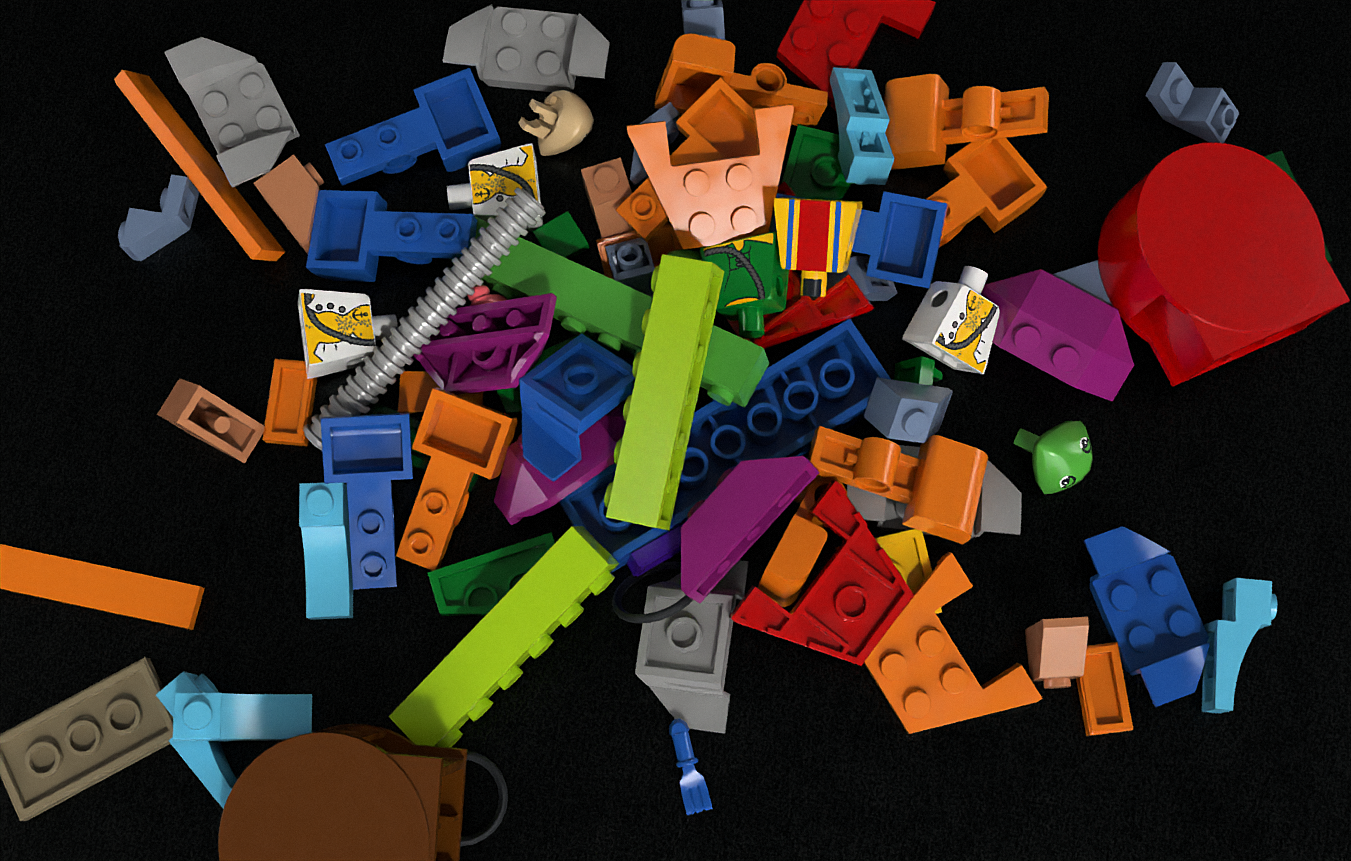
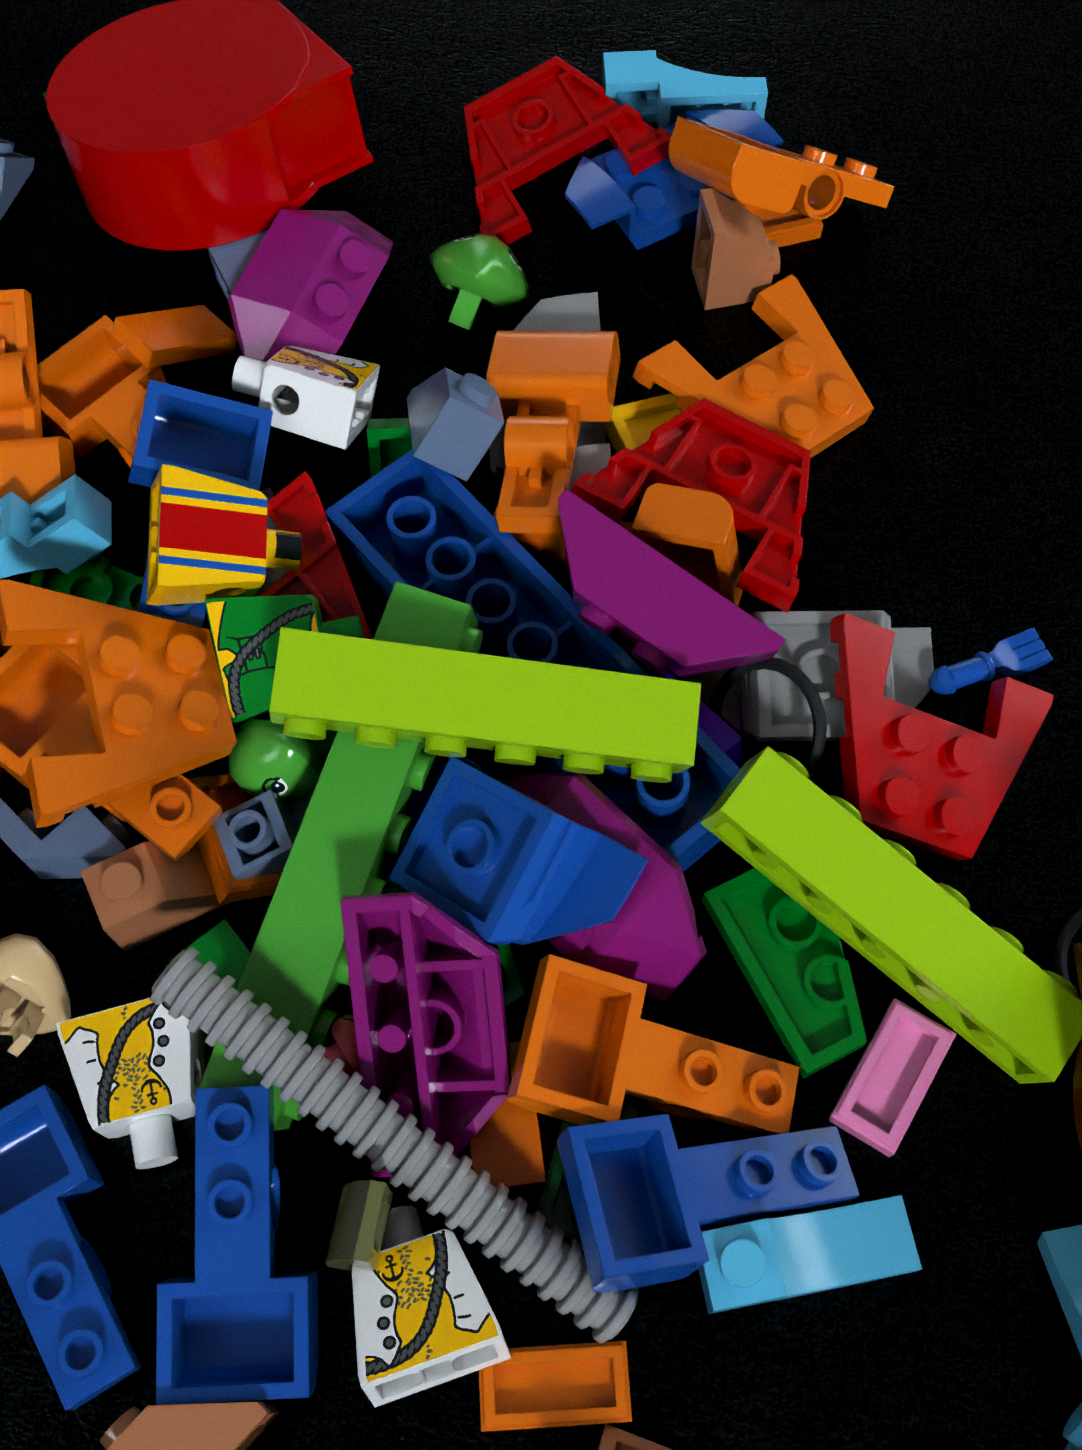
camera: 100 degrees left, 10 degrees down
(384, 299) = (359, 1225): none -> olive slope
(418, 627) = (892, 1077): none -> bright pink tile
(605, 692) = (918, 772): none -> red wing
(1027, 233) = (174, 335): none -> orange tile
(1108, 665) = (771, 175): none -> orange plate
(1208, 519) = (537, 126): none -> red wing

